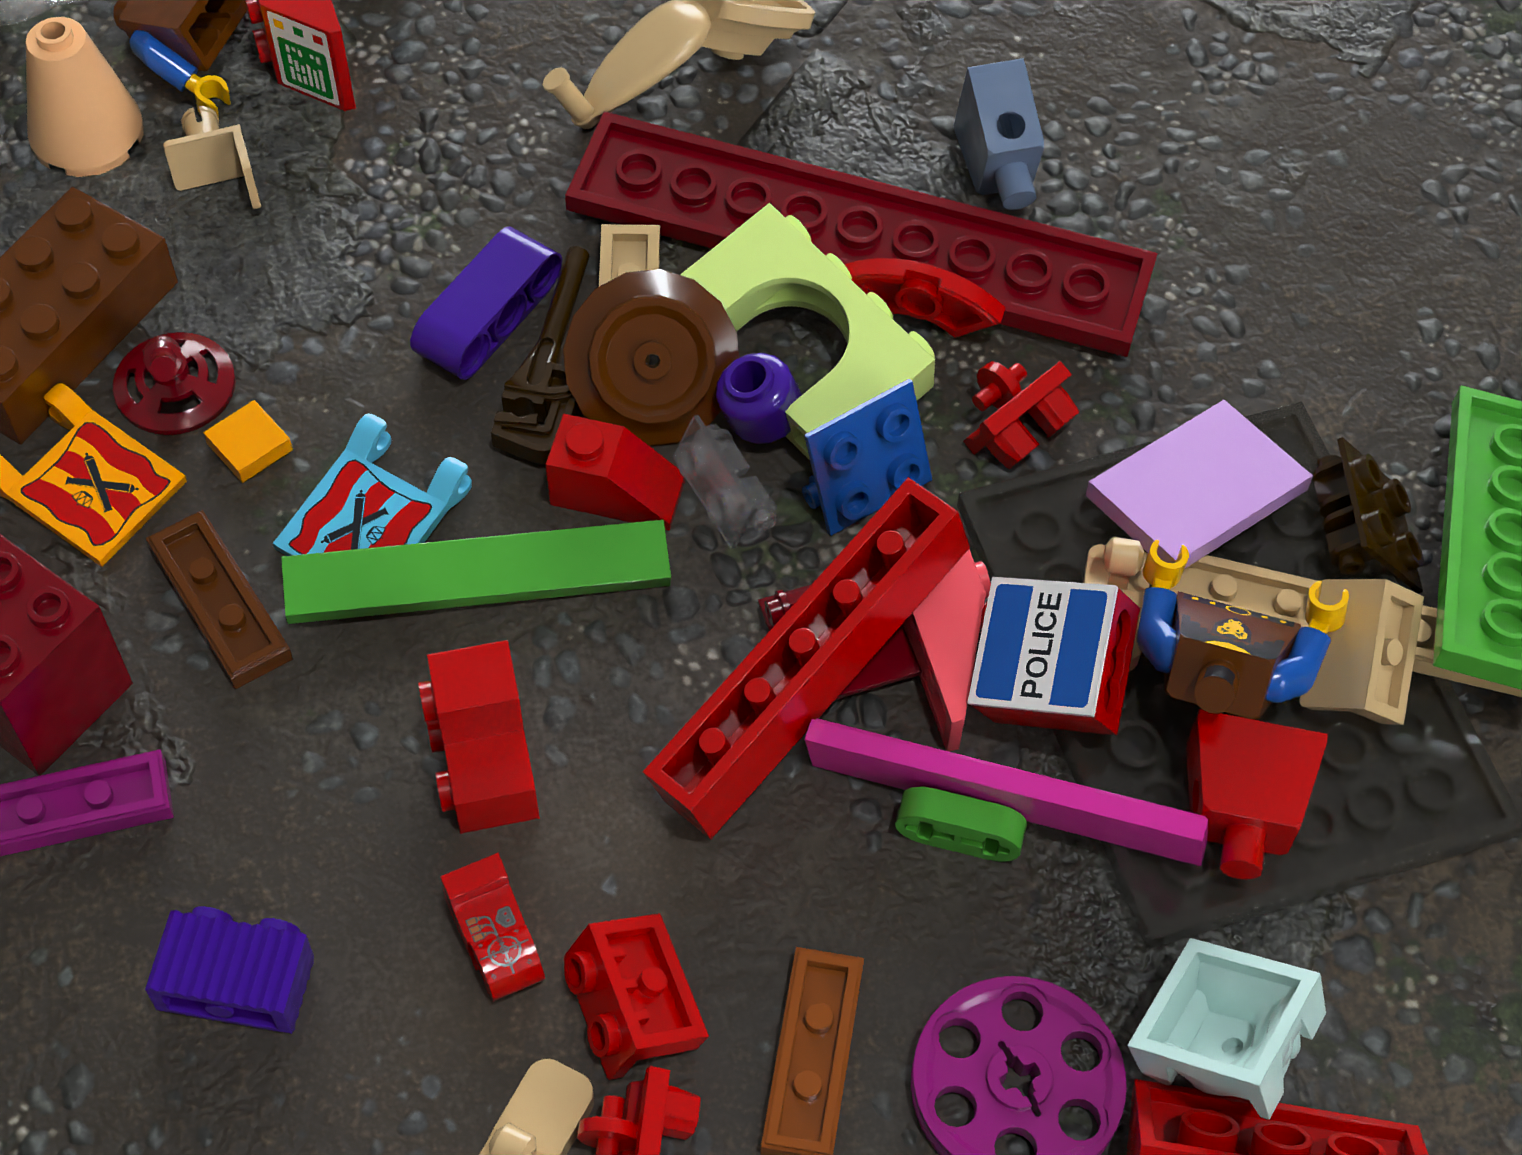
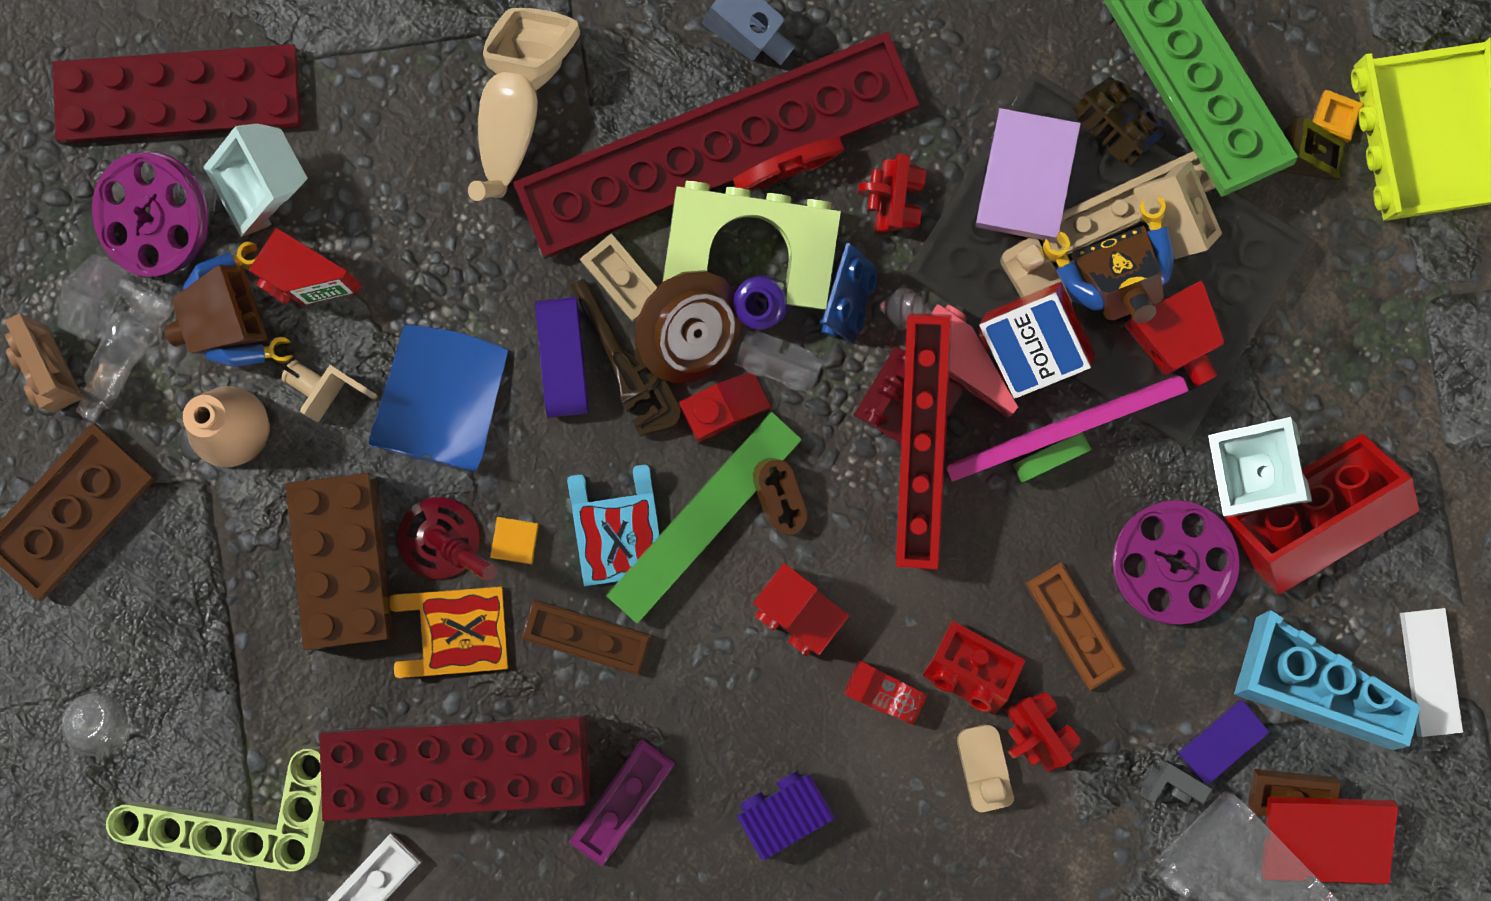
camera: 40 degrees left, 25 degrees up
(317, 248) = (439, 397): none -> blue piece
(571, 606) = (771, 499): none -> reddish brown beam

